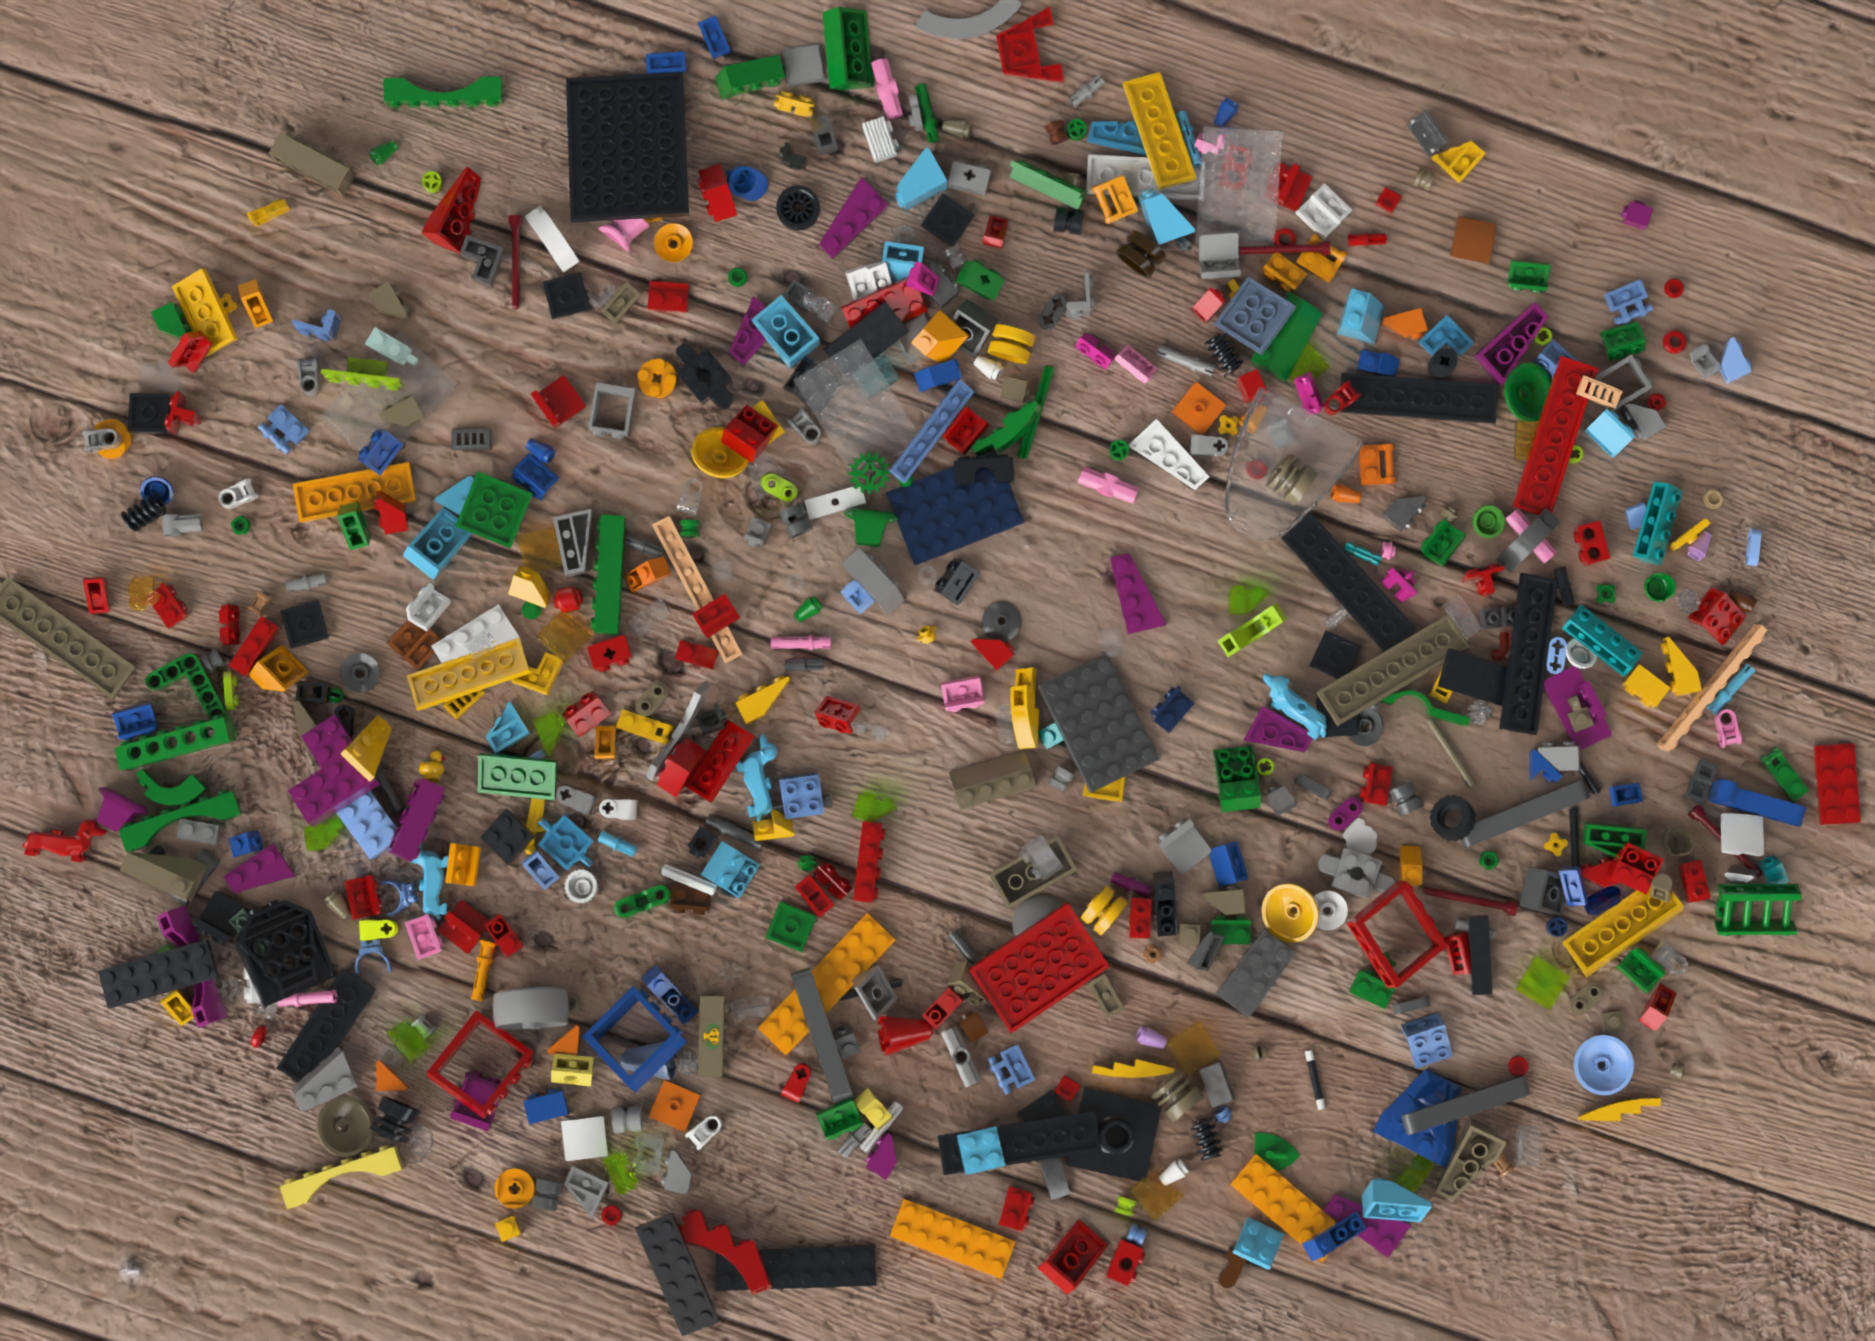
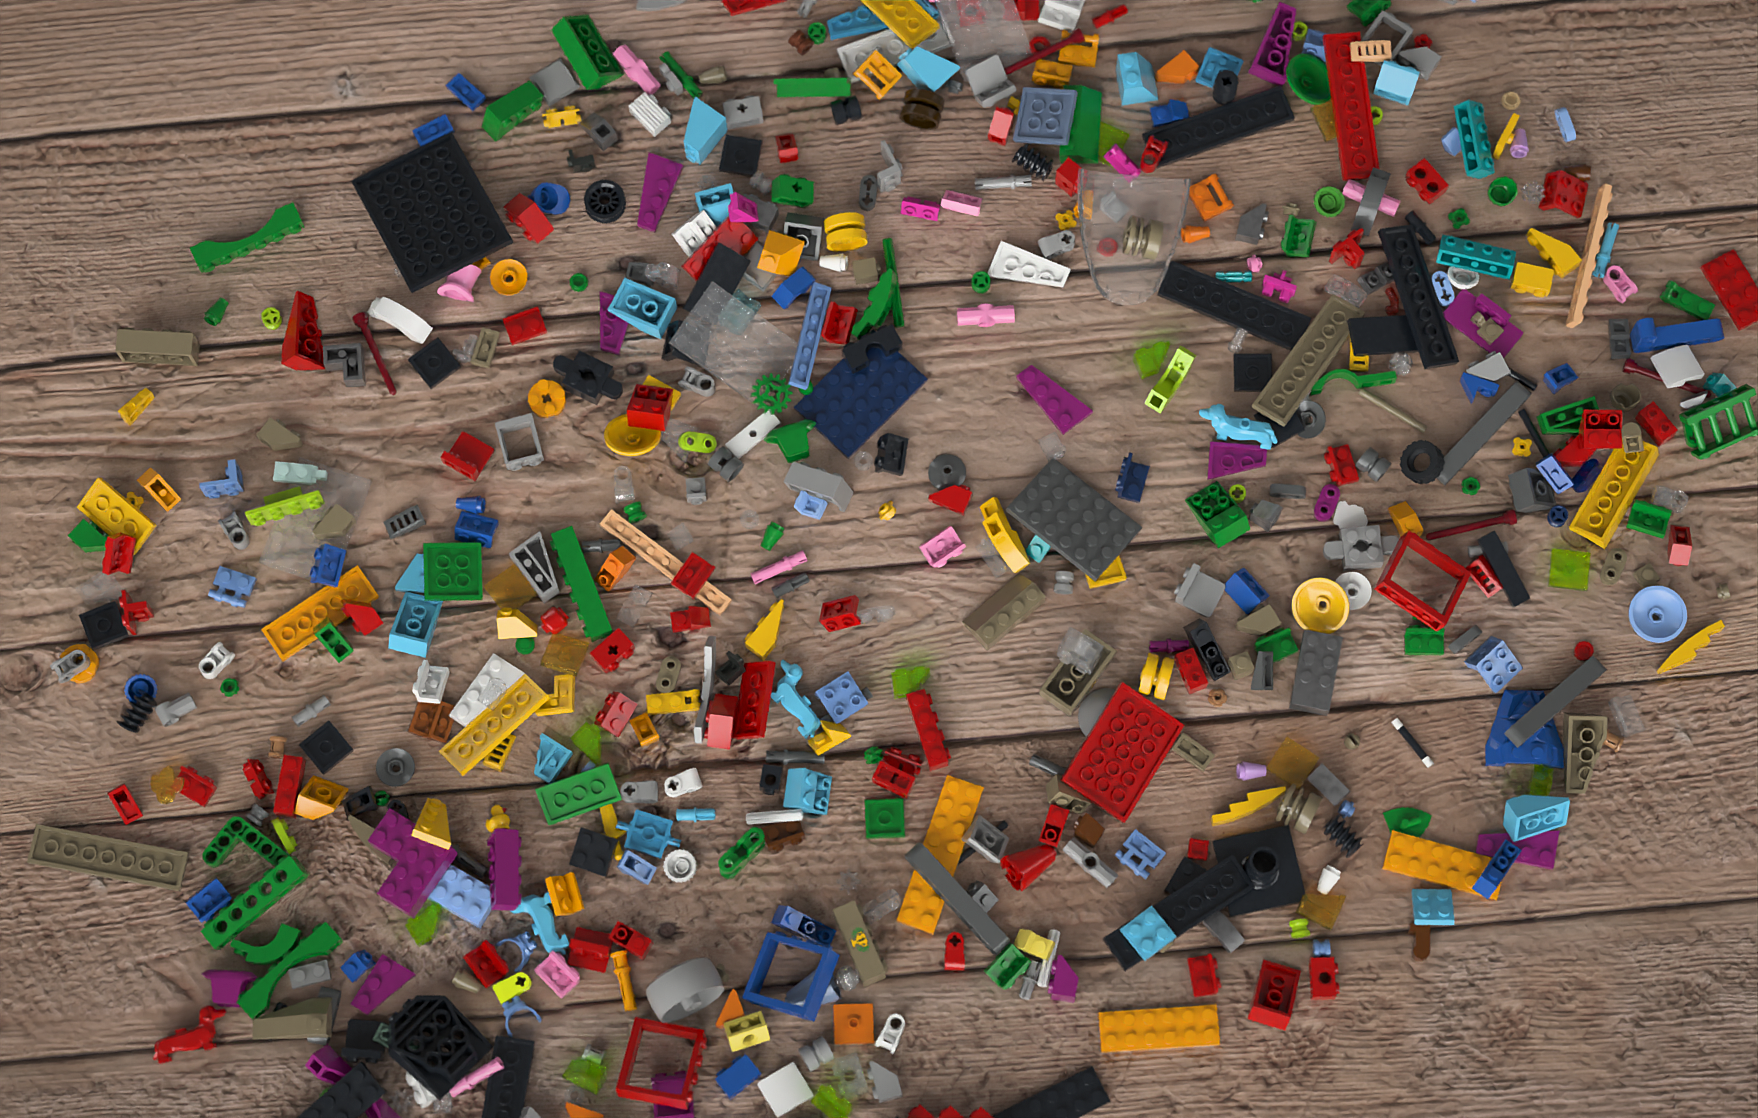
camera: 20 degrees left, 10 degrees down
(1198, 408) = (1033, 218): orange plate -> none

